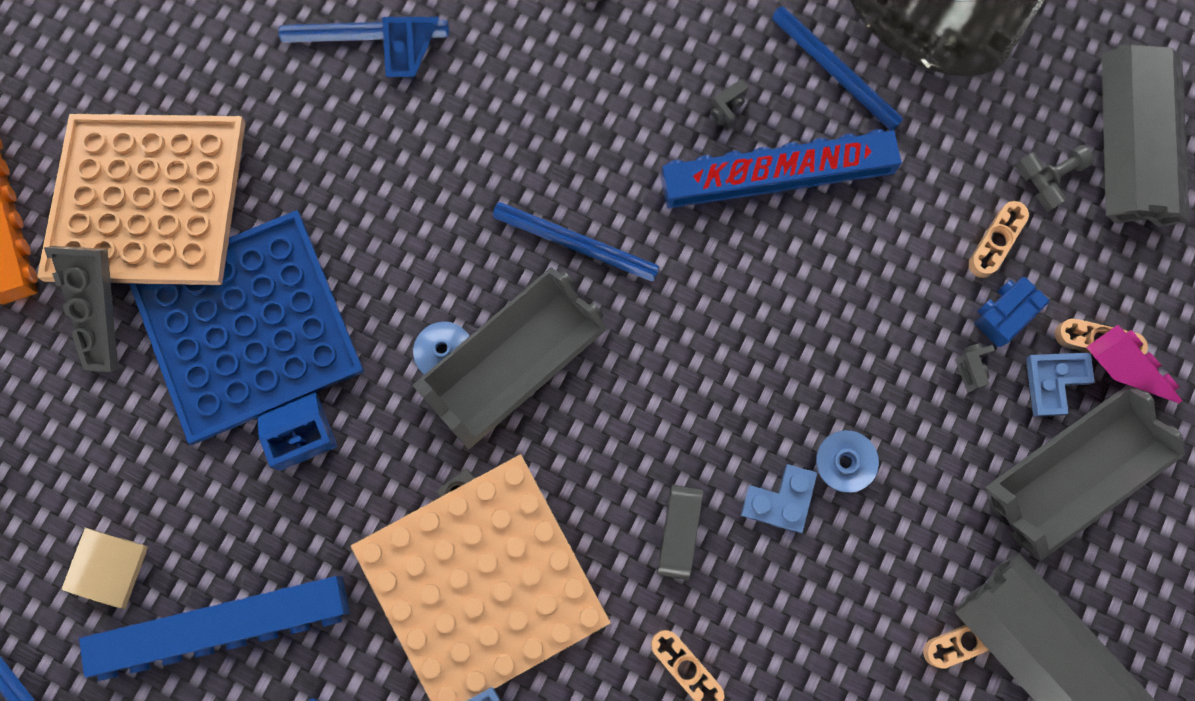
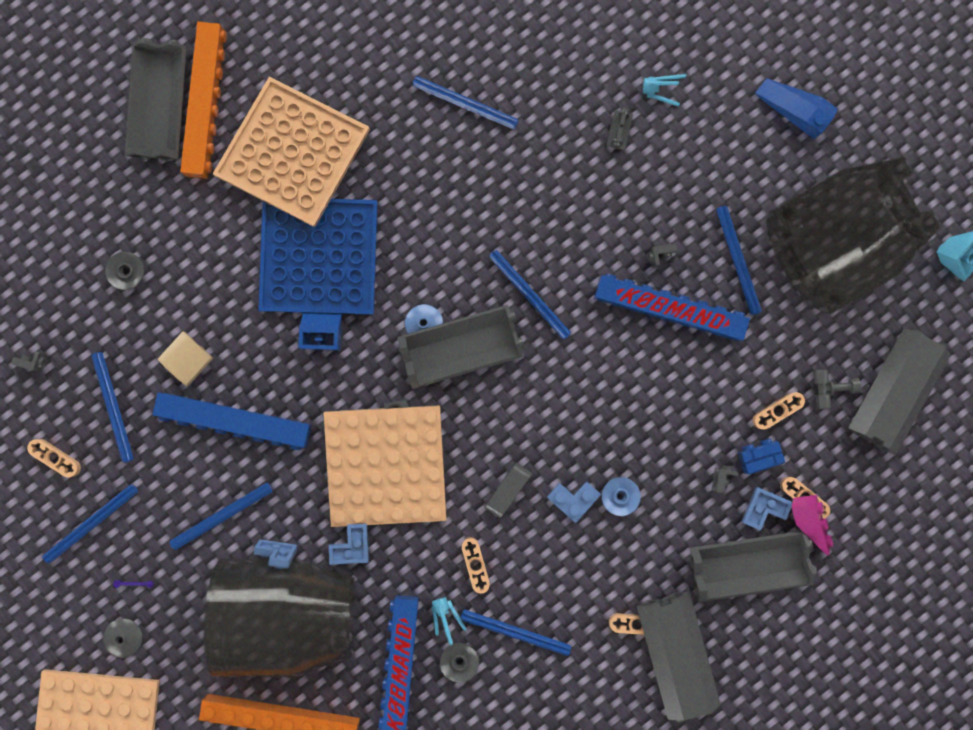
camera: 25 degrees right, 10 degrees up
(88, 298) = (236, 202): dark grey wing -> none
(406, 43) = (486, 124): blue wing -> none

